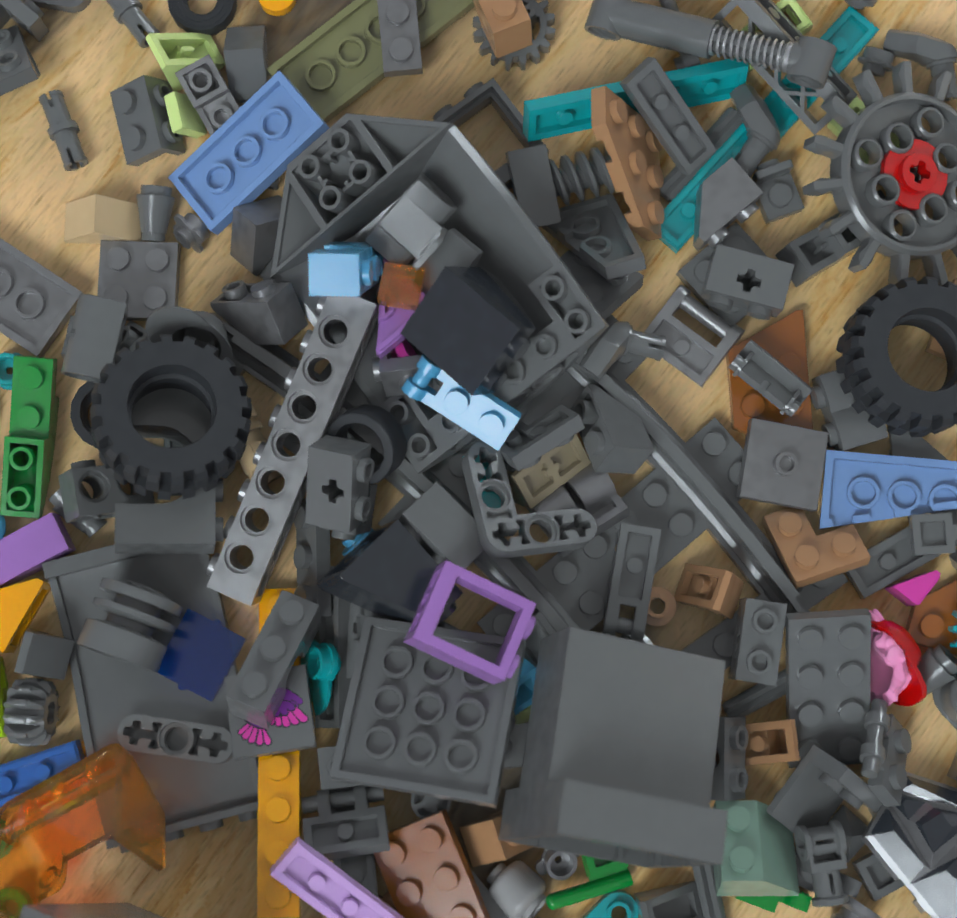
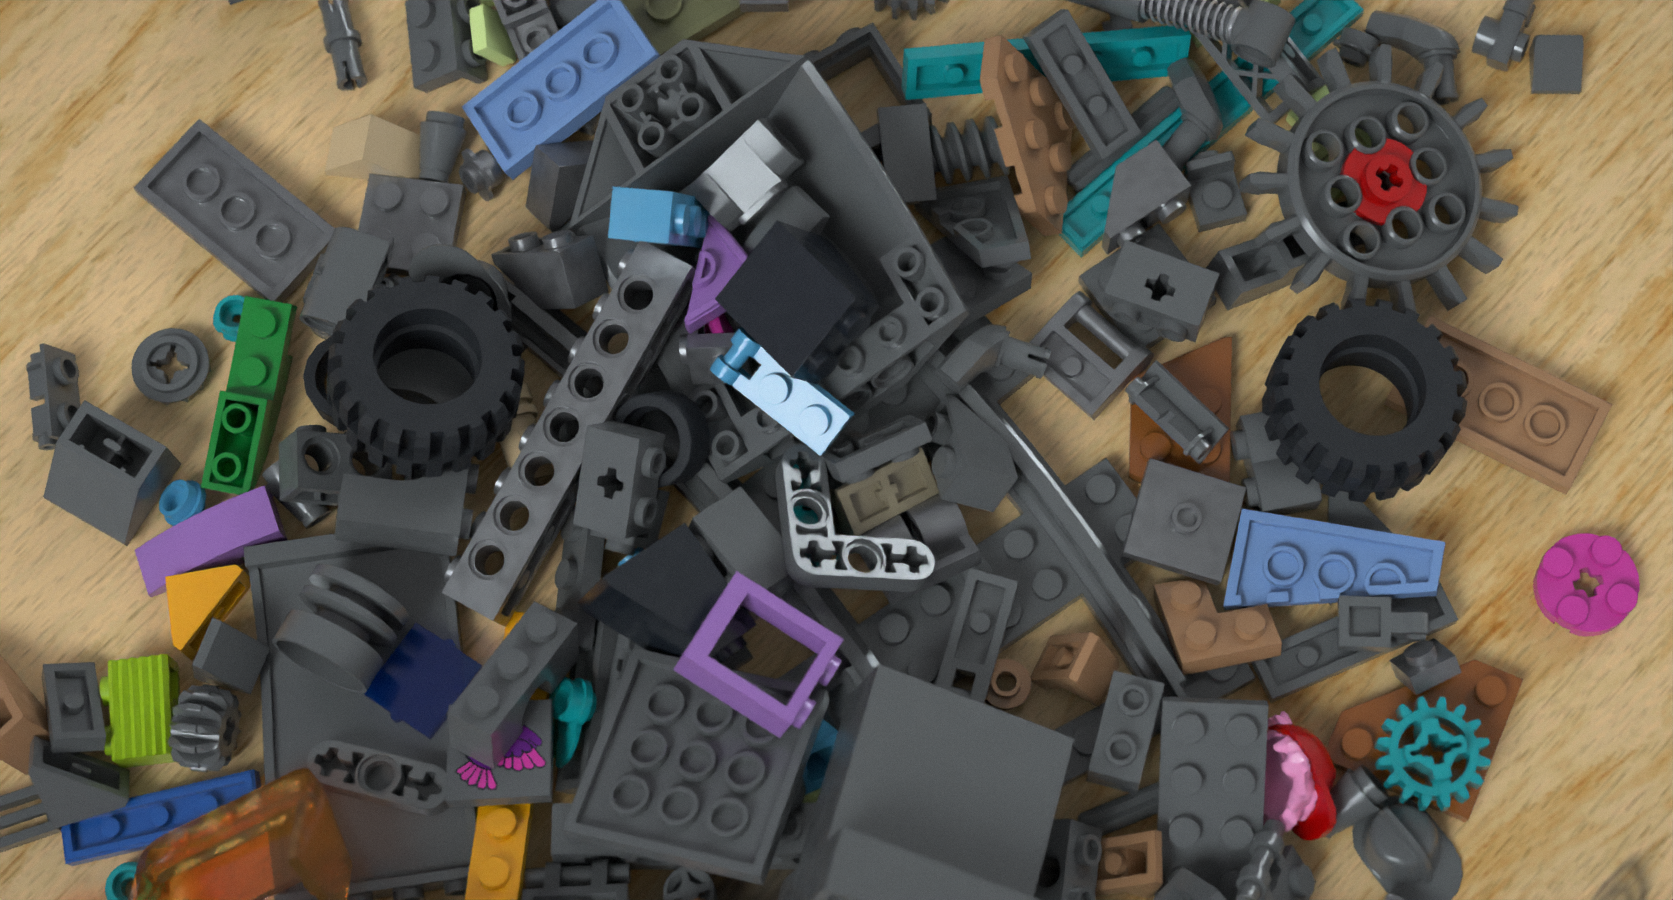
camera: 15 degrees right, 10 degrees down
(401, 286) = (724, 246): clear orange tile -> none
(914, 589) = (1337, 692): dark pink slope -> none

